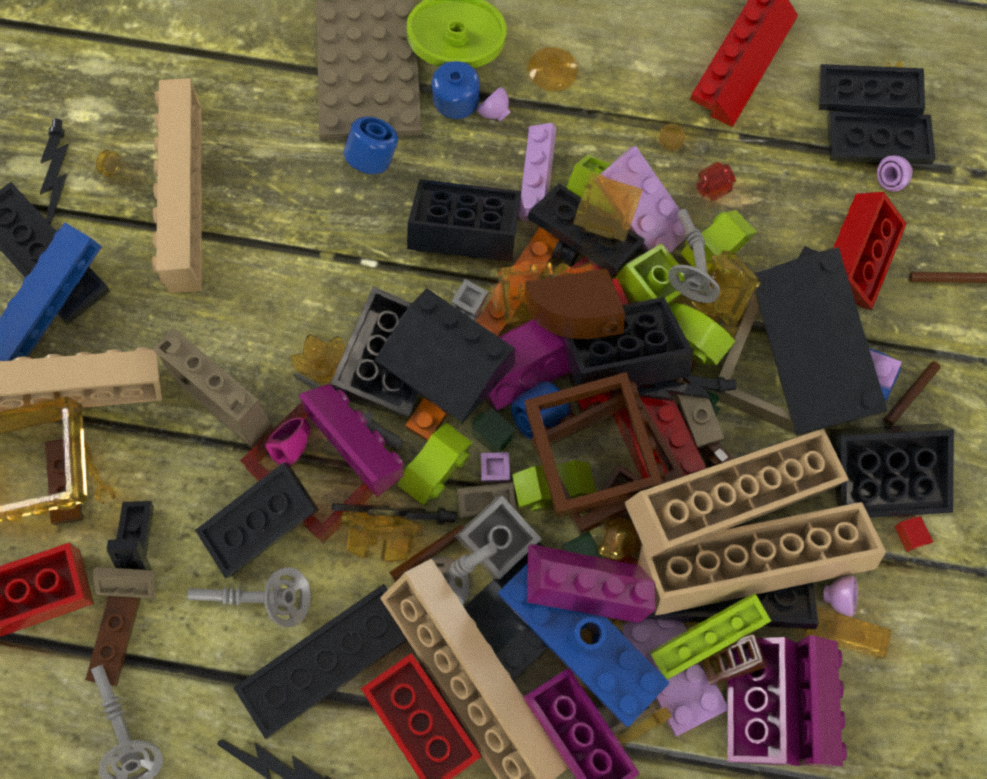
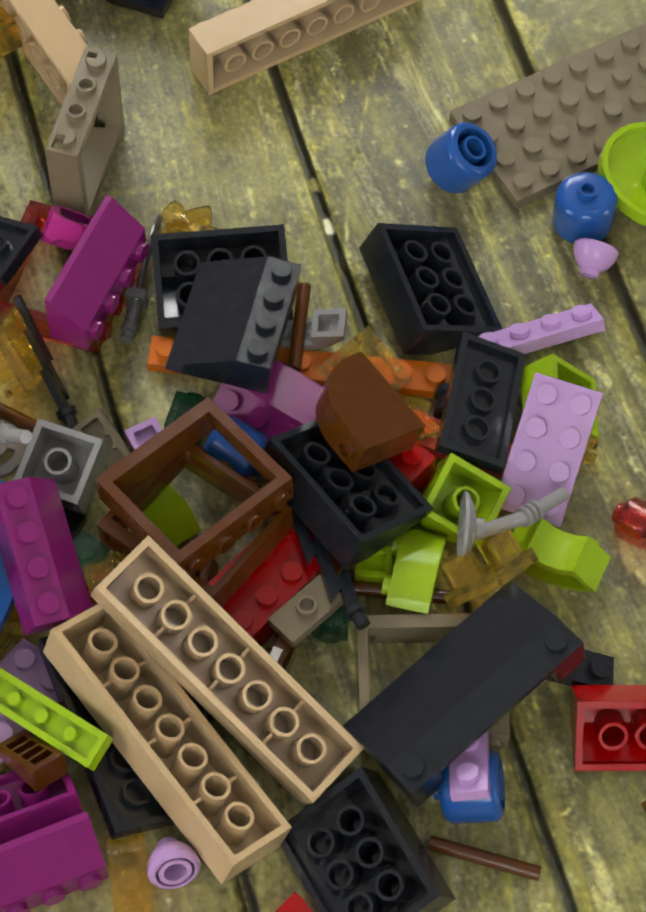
camera: 65 degrees right, 10 degrees down
(435, 464) = (120, 379): lime brick -> none
(607, 206) = (506, 397): clear yellow panel -> none

